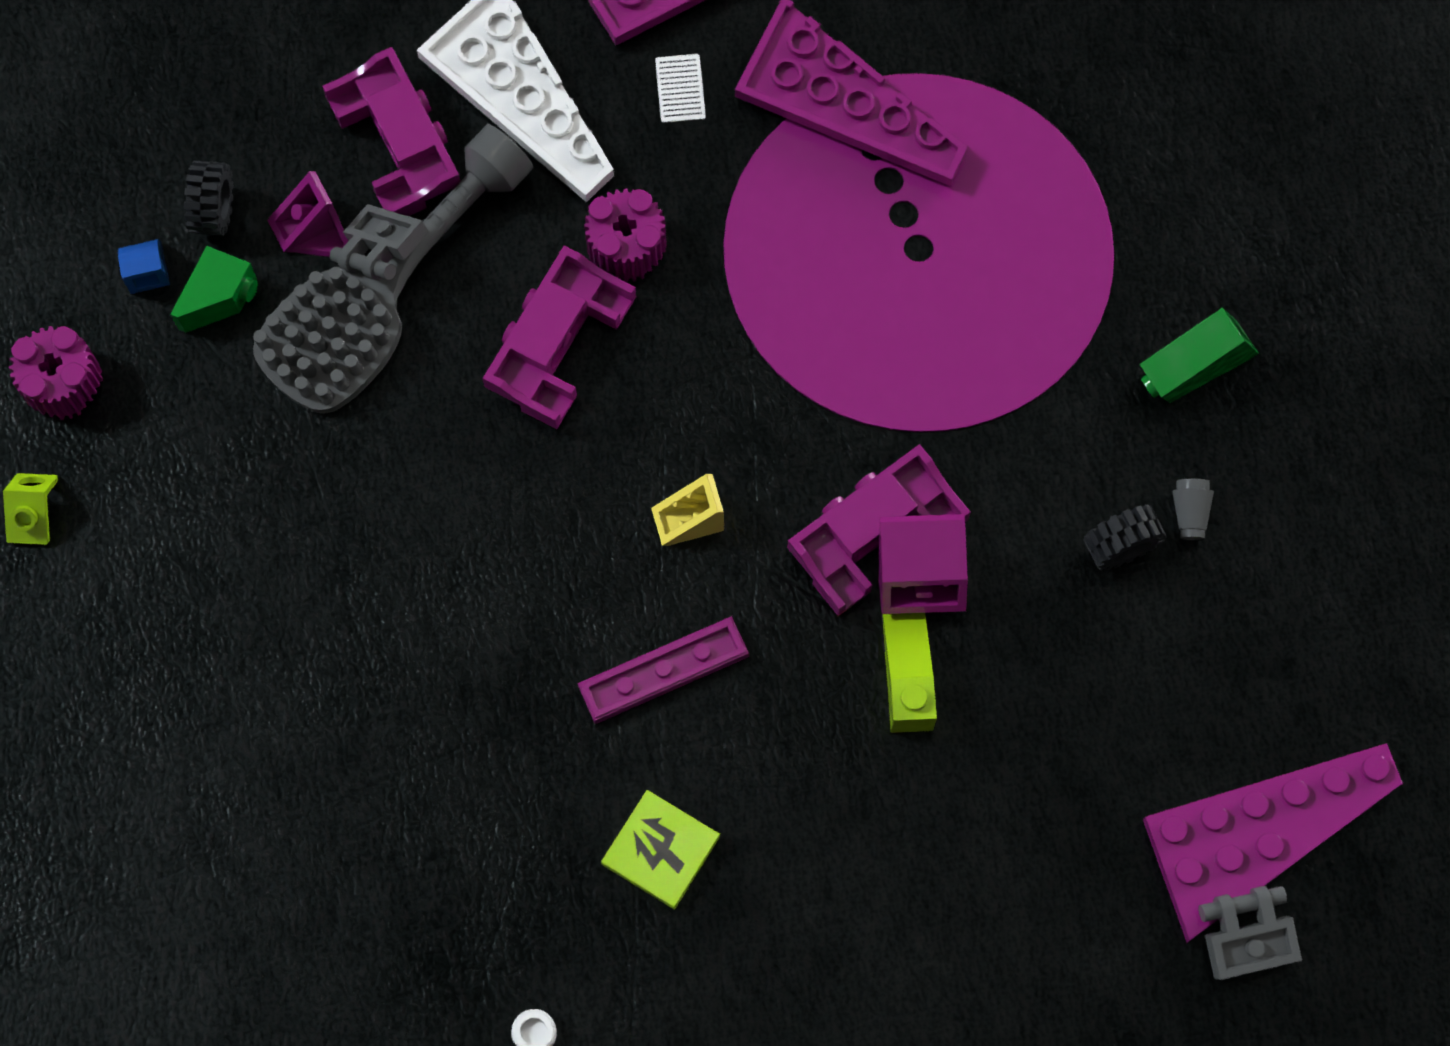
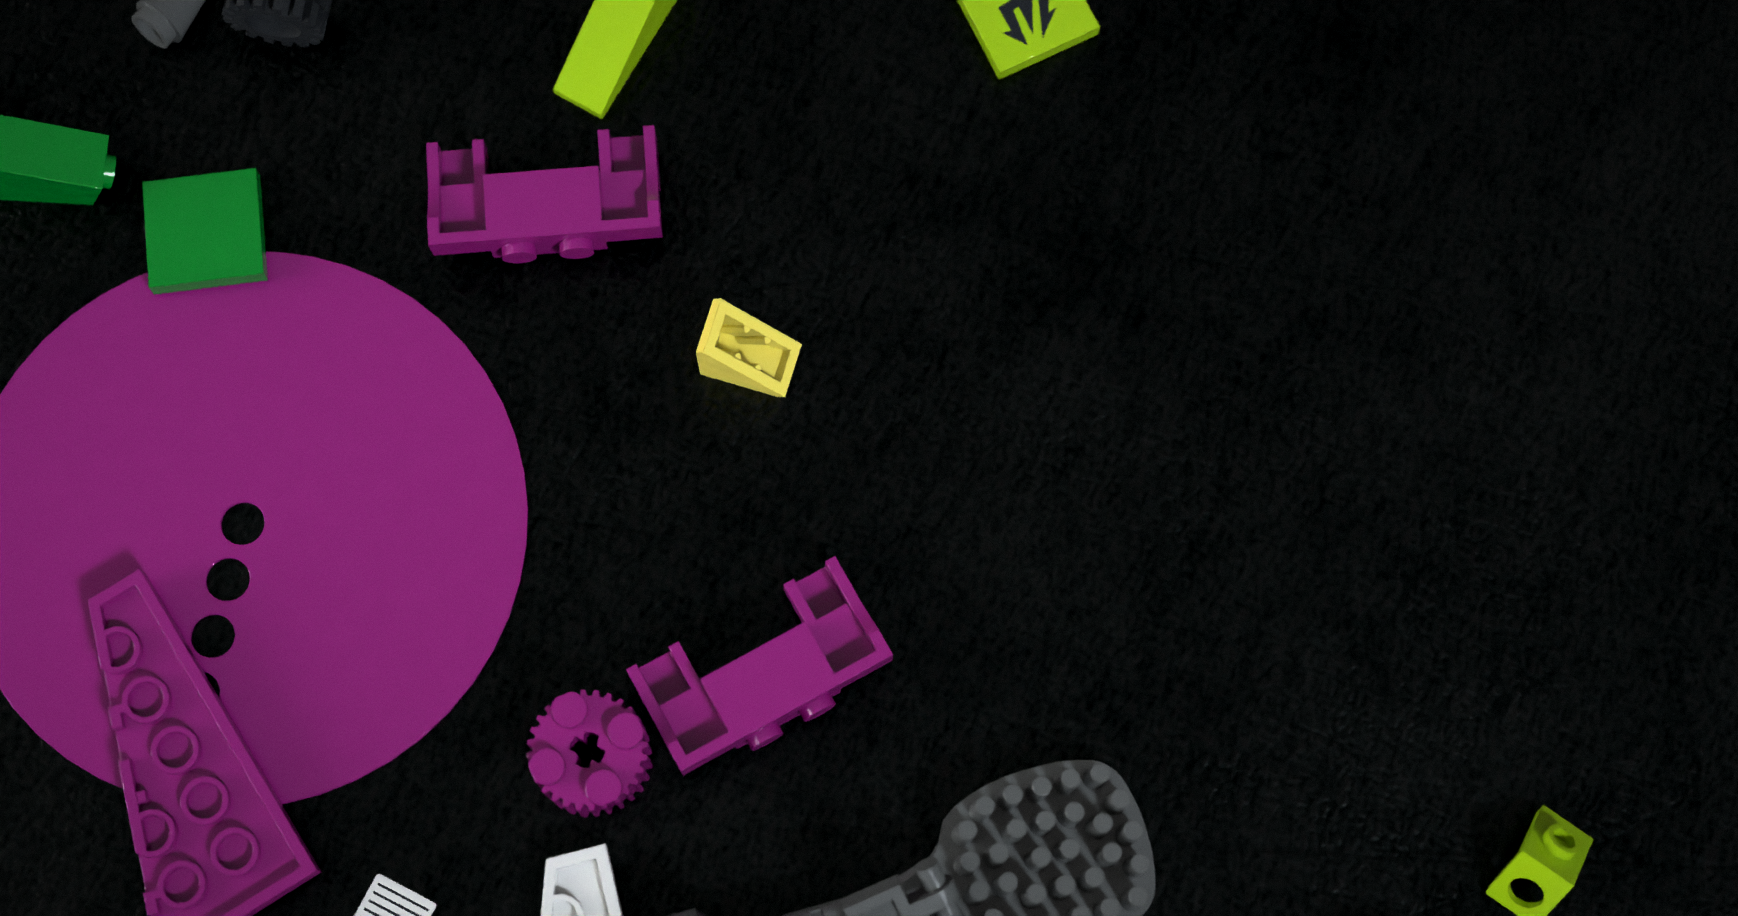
camera: 150 degrees left, 5 degrees up
(663, 670) = (894, 198): magenta tile -> none
(922, 564) = (526, 109): magenta slope -> none
(1067, 390) = (204, 231): none -> green tile

